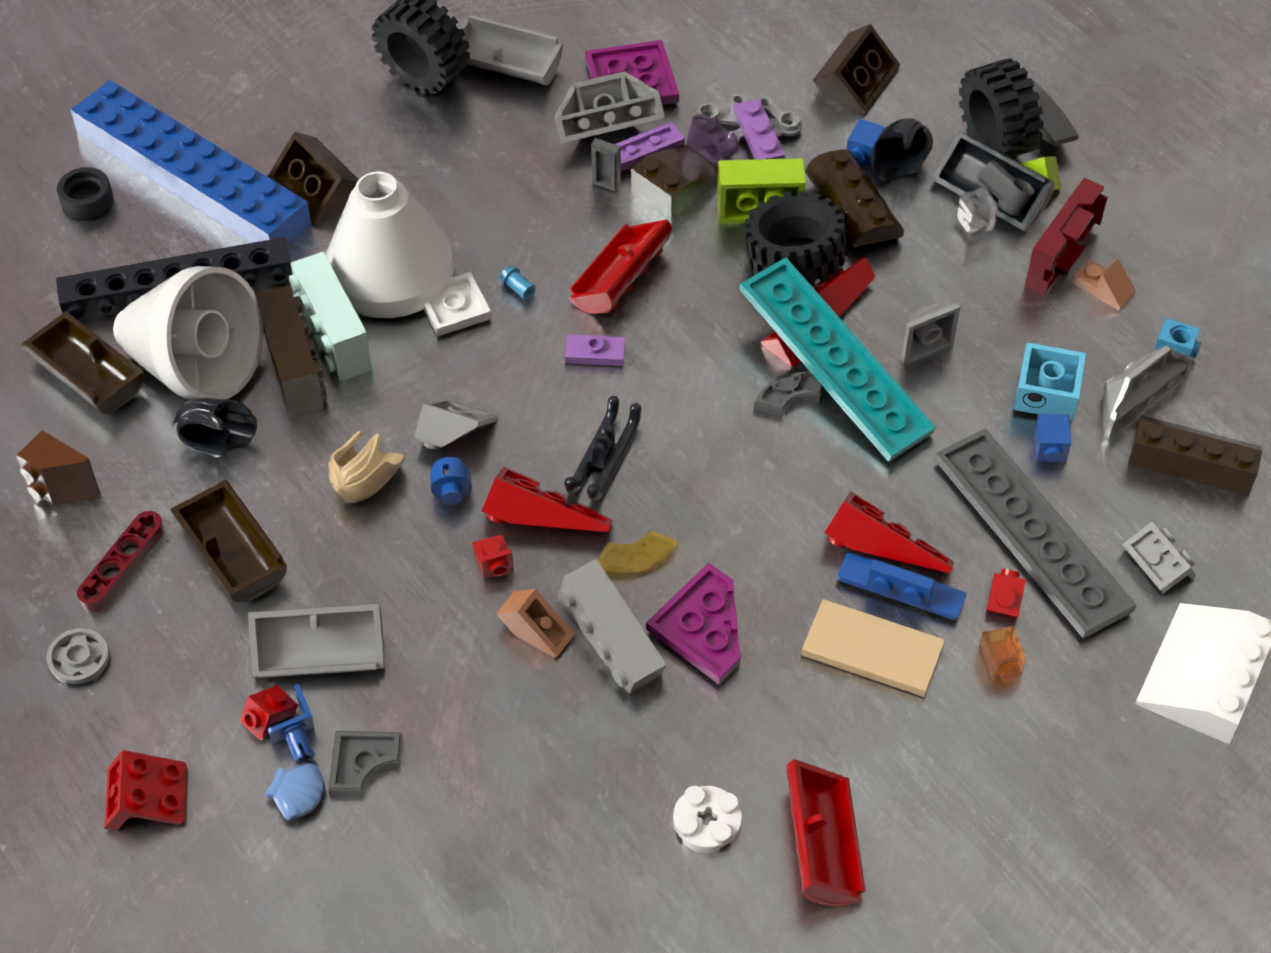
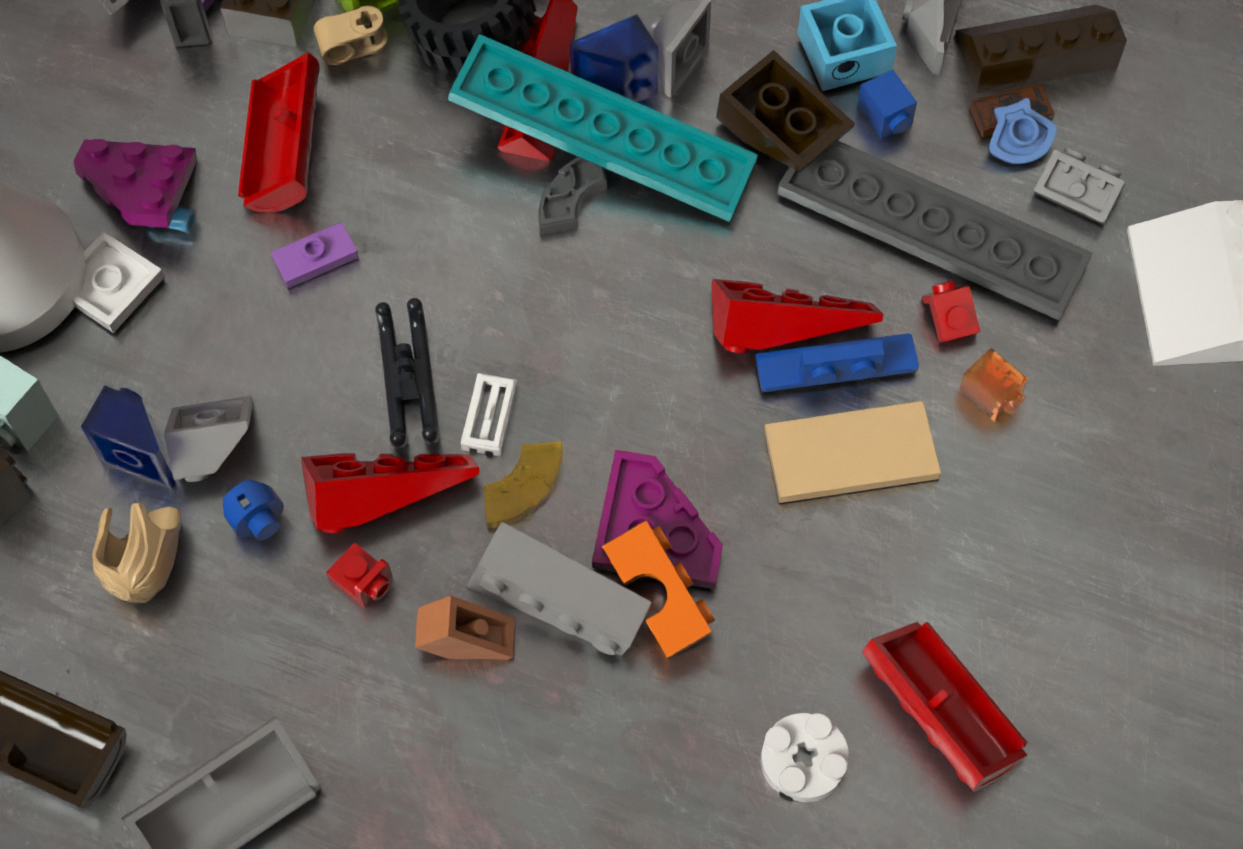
camera: 30 degrees left, 10 degrees up
(401, 395) = (126, 436): none -> clear blue slope
(513, 249) = (137, 177): none -> magenta plate
(665, 490) = (483, 443): none -> white tile
(678, 687) = (643, 554): none -> orange arch
(707, 224) = (348, 37): none -> tan piece
(874, 319) = (618, 59): none -> clear blue slope
(968, 405) = (781, 113): none -> dark brown slope
(1138, 503) = (1021, 134): none -> medium blue animal
(1145, 486) = (983, 108): none -> reddish brown tile

